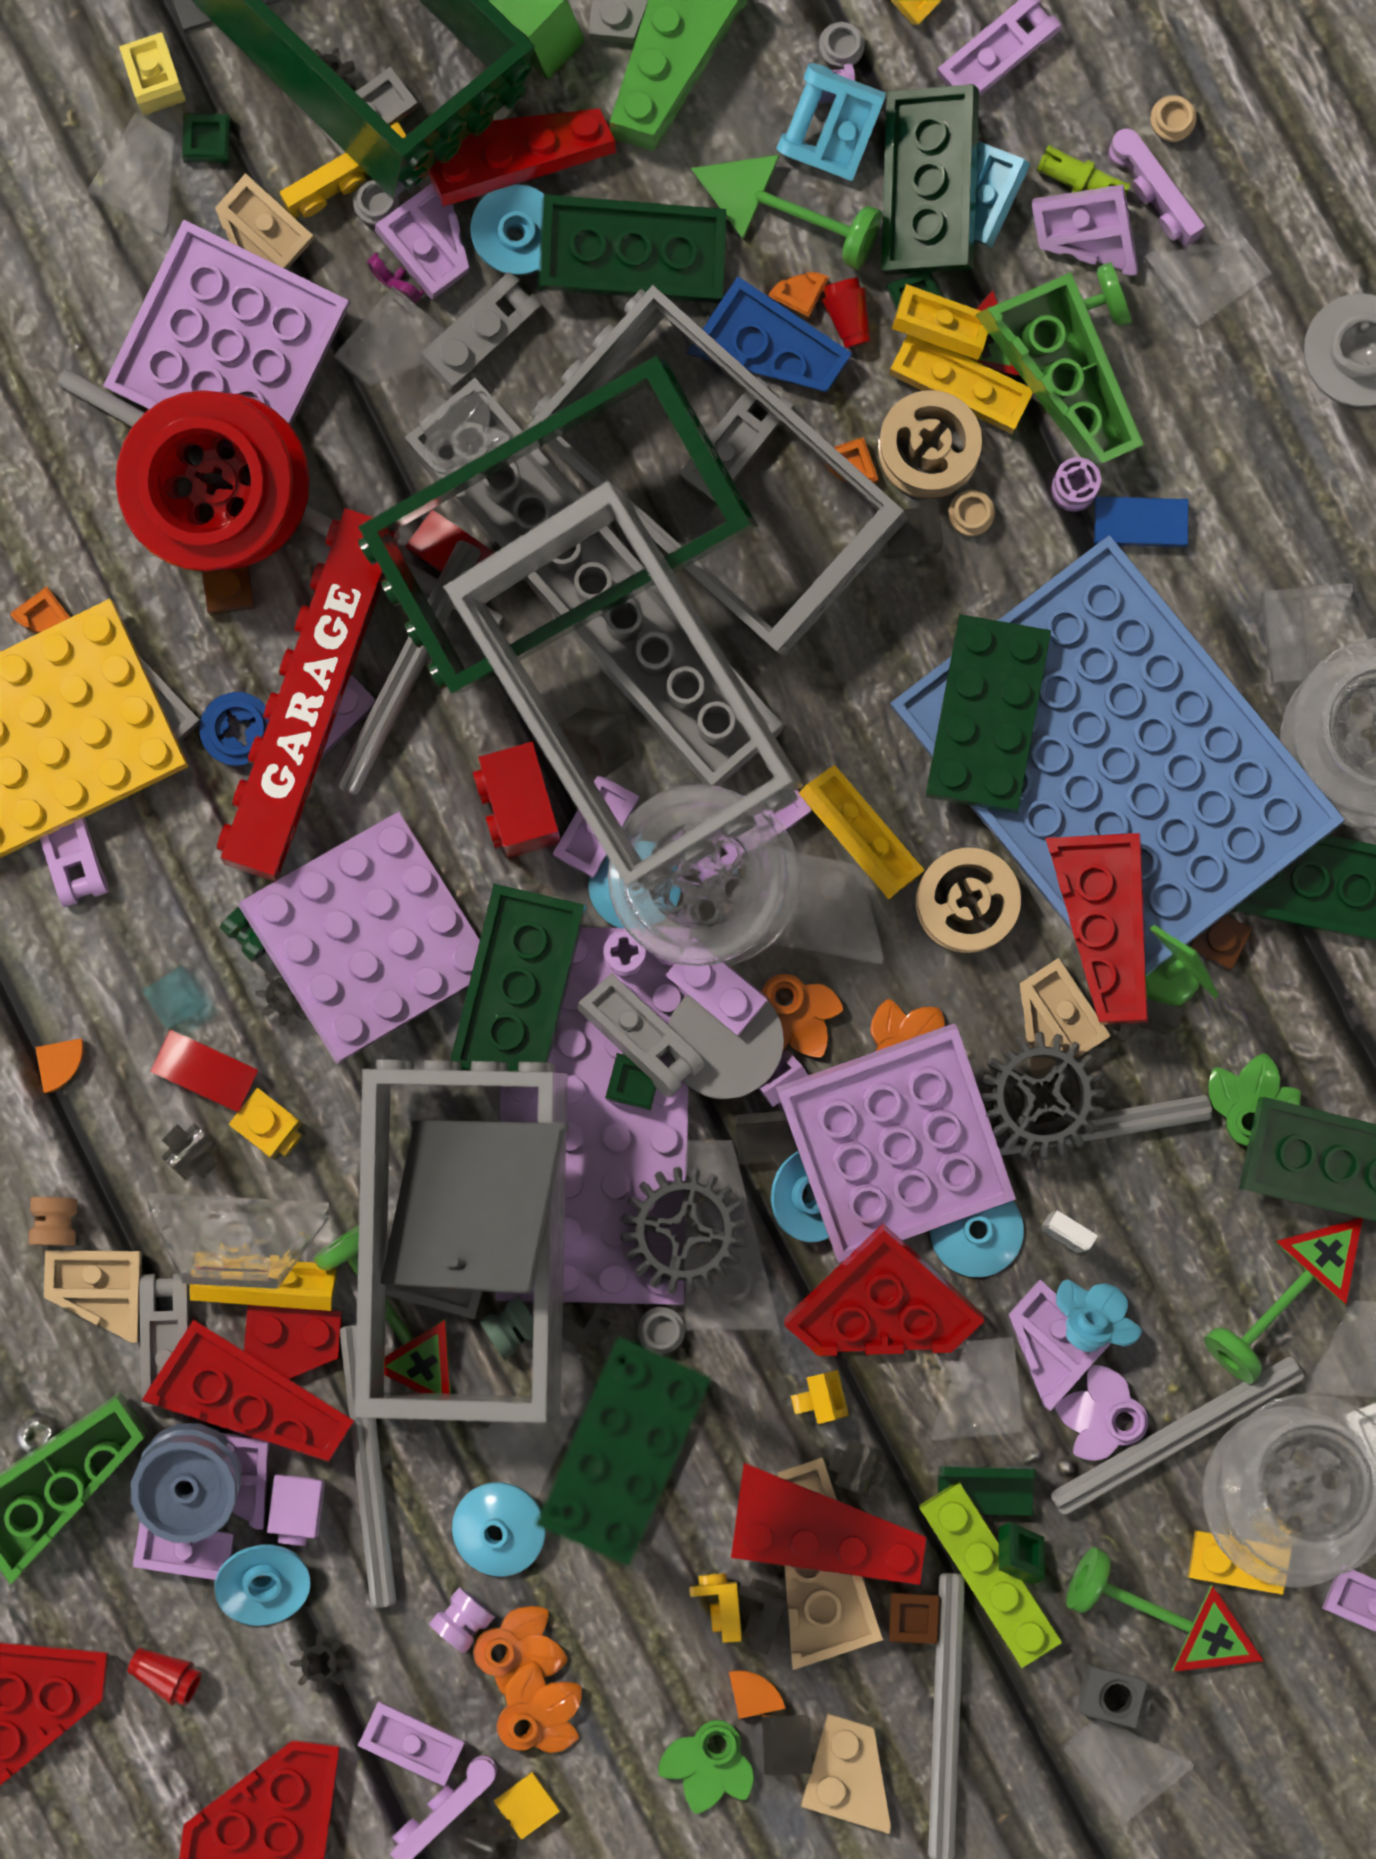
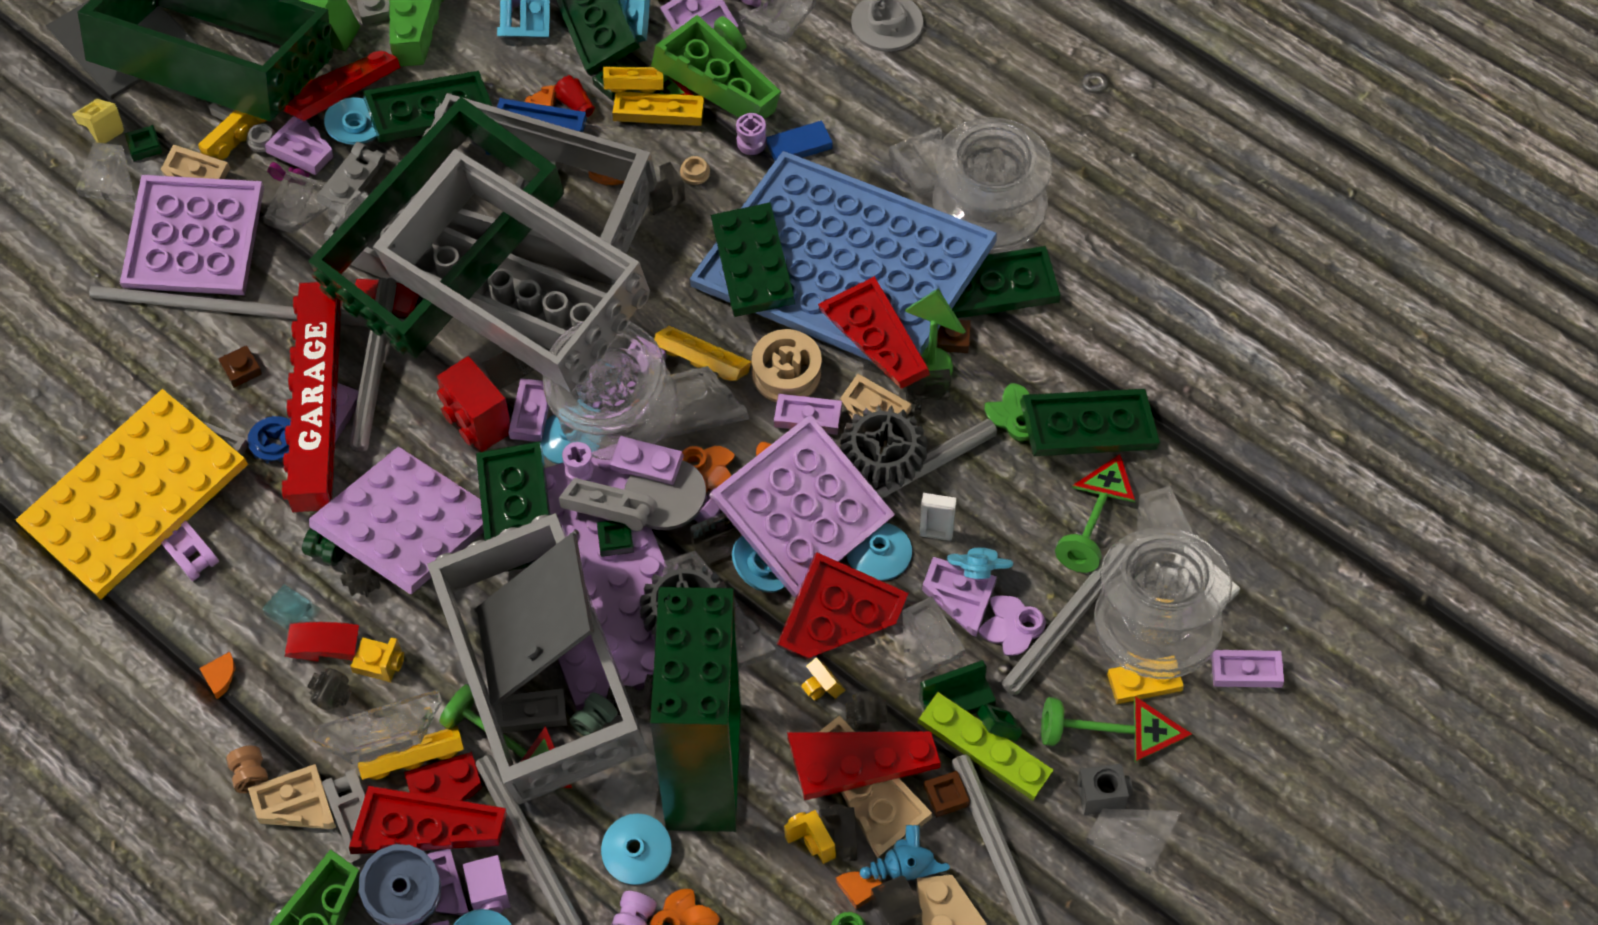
camera: 20 degrees left, 25 degrees down
(40, 612) = (115, 419): orange tile -> none
(157, 458) = (222, 317): red wheel -> none
(741, 187) = (487, 59): bright green piece -> none
(823, 1689) = (905, 859): none -> dark azure piece
(902, 423) = (641, 133): tan wheel -> none
(967, 987) = (793, 409): none -> lavender plate

